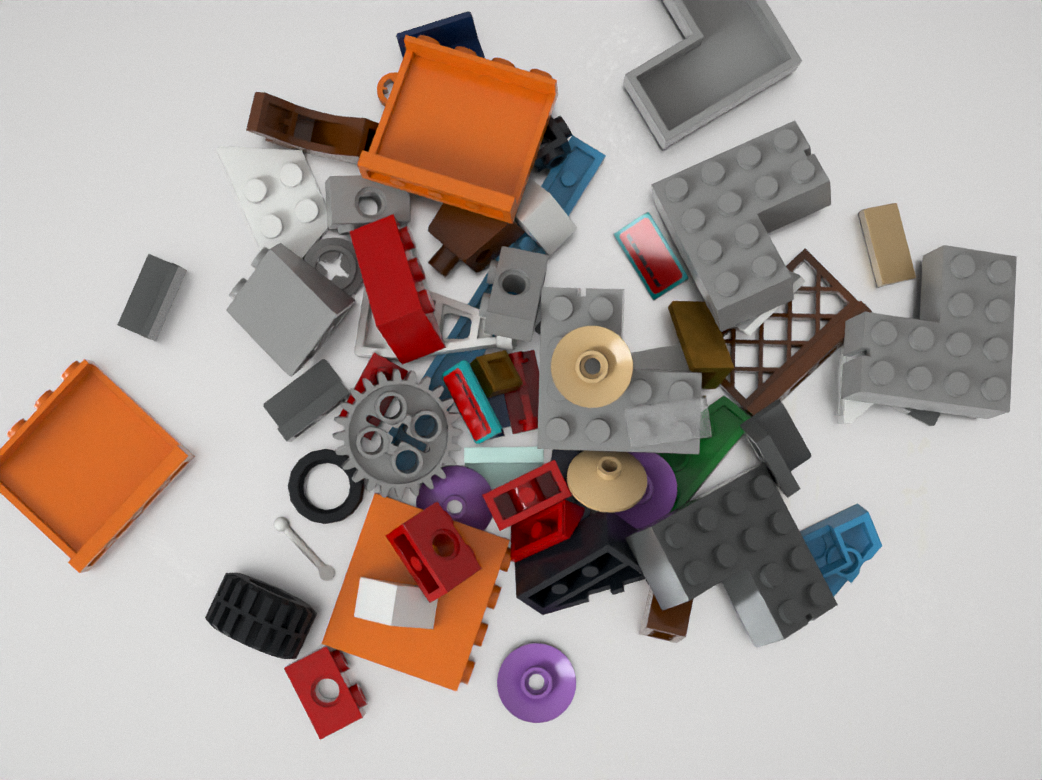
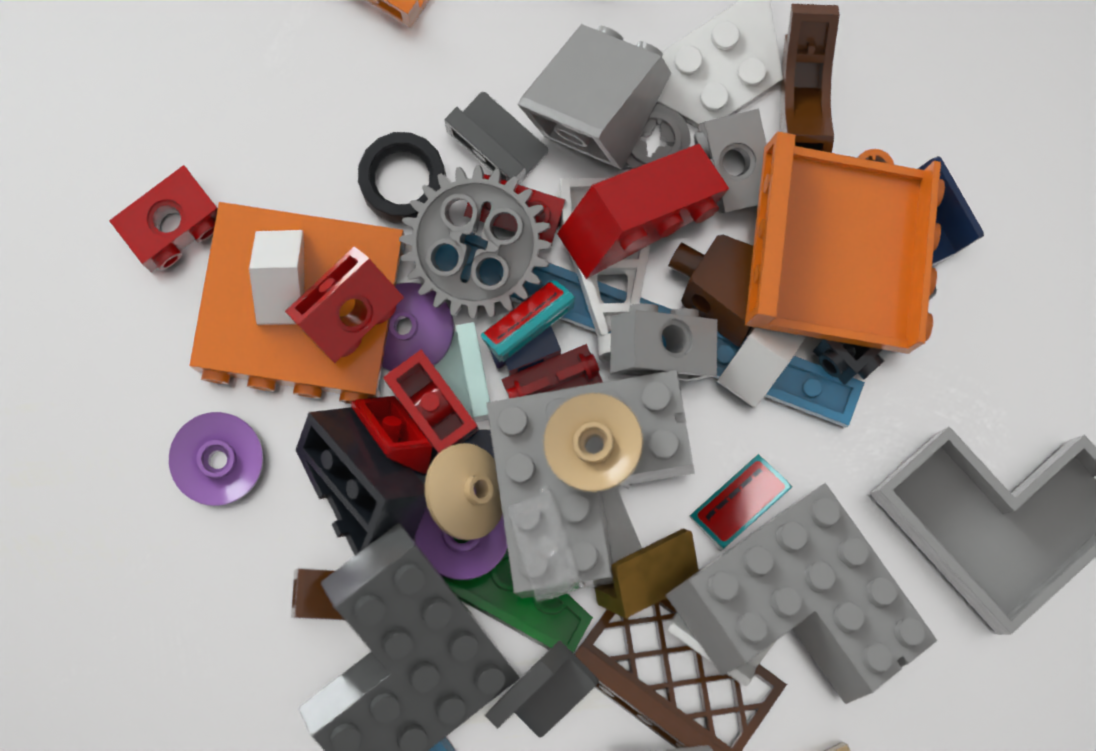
camera: 80 degrees right, 5 degrees down
(260, 616) = (238, 126): black tyre -> none
(326, 572) = (304, 197): white hinge -> none
(496, 373) = (566, 341): pearl gold tile -> none

